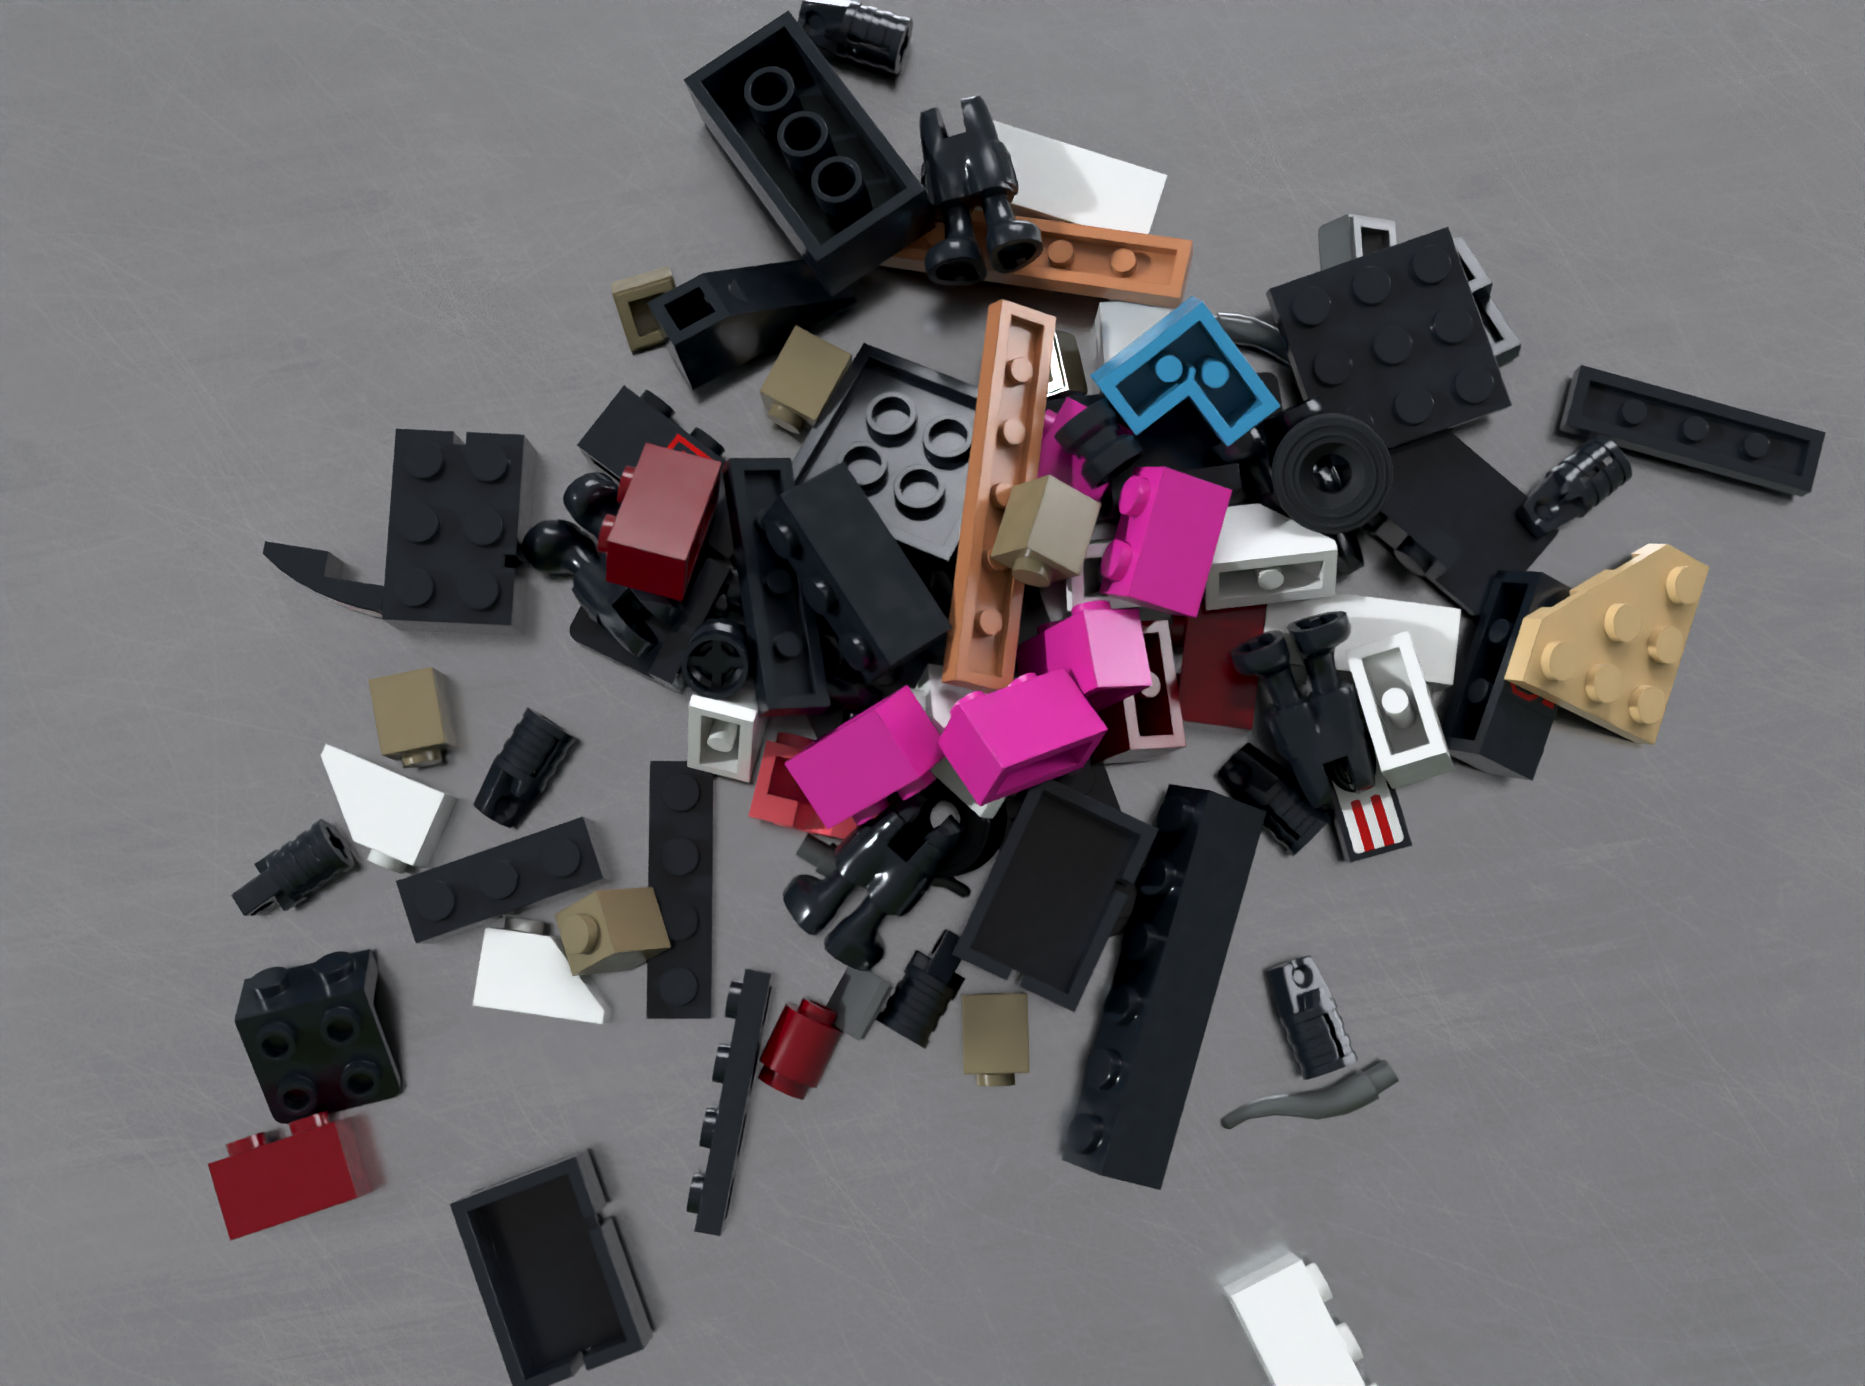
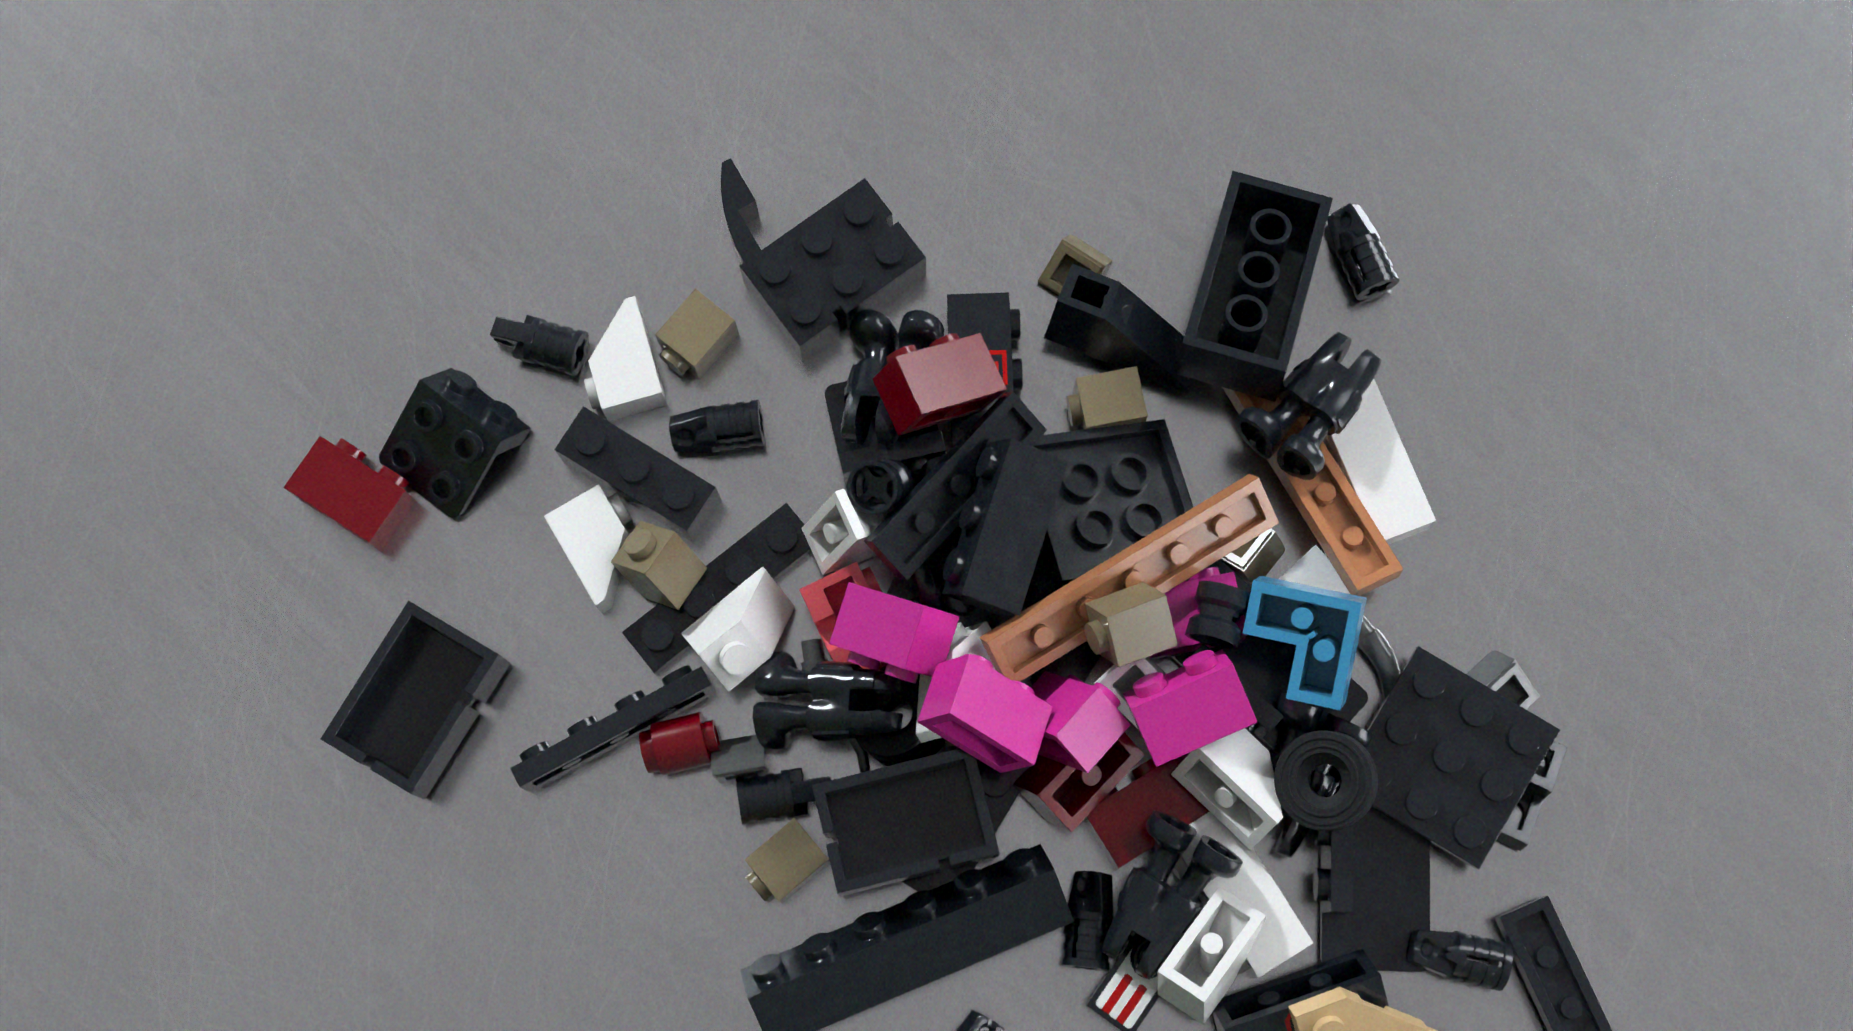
camera: 55 degrees right, 5 degrees down
(739, 902) = (741, 629): none -> white slope

